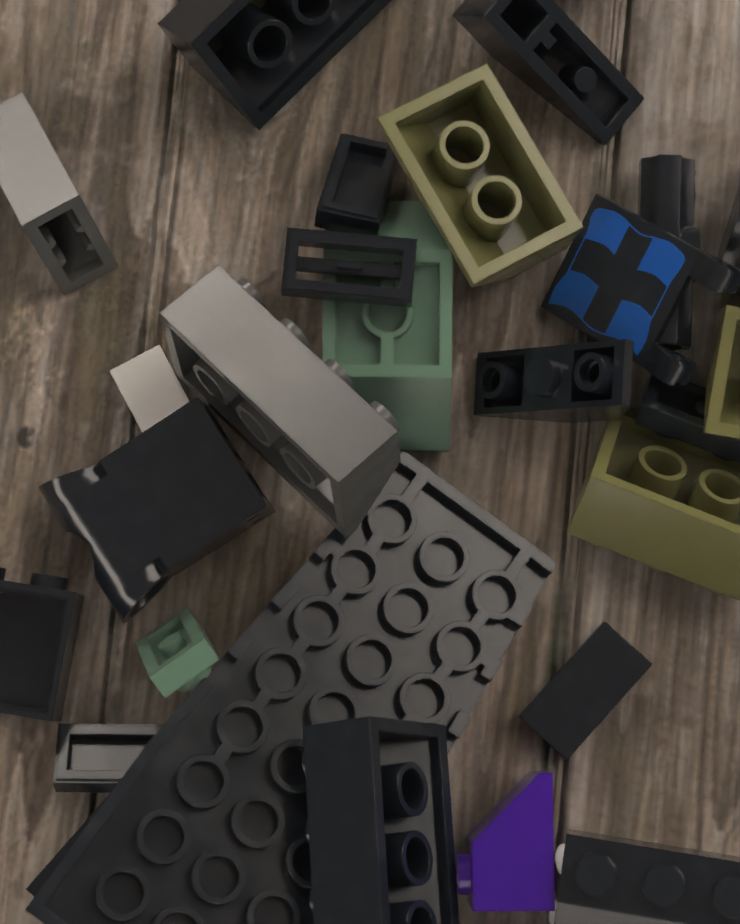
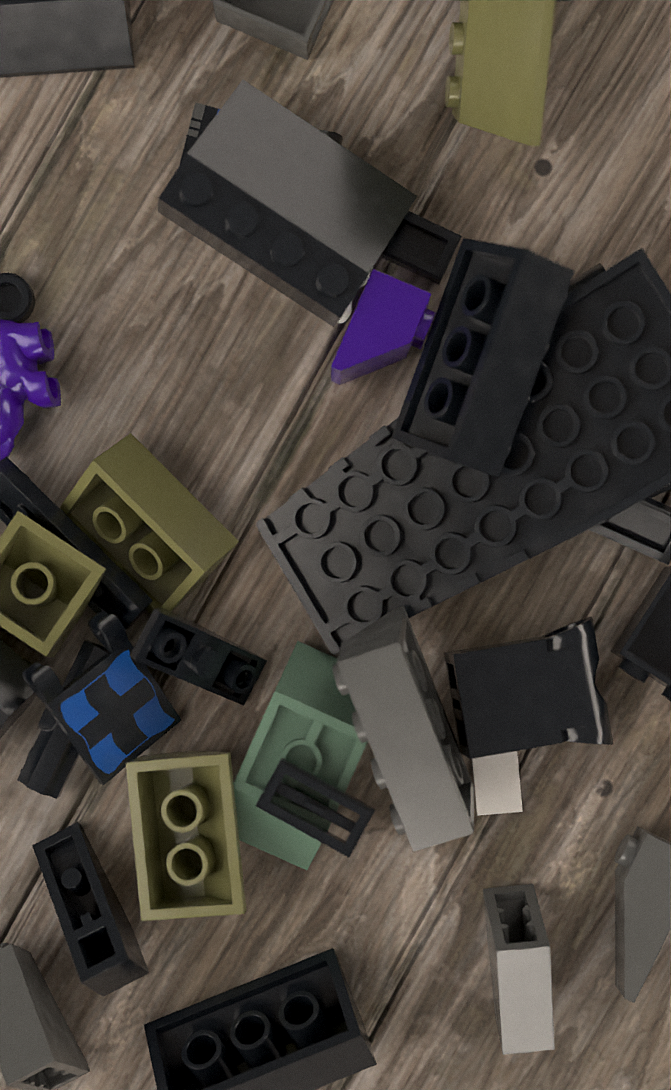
camera: 160 degrees left, 5 degrees up
(177, 653) = (563, 575): sand green plate -> none
(357, 186) = (280, 868): black tile -> none
(585, 690) = (275, 423): black tile -> none

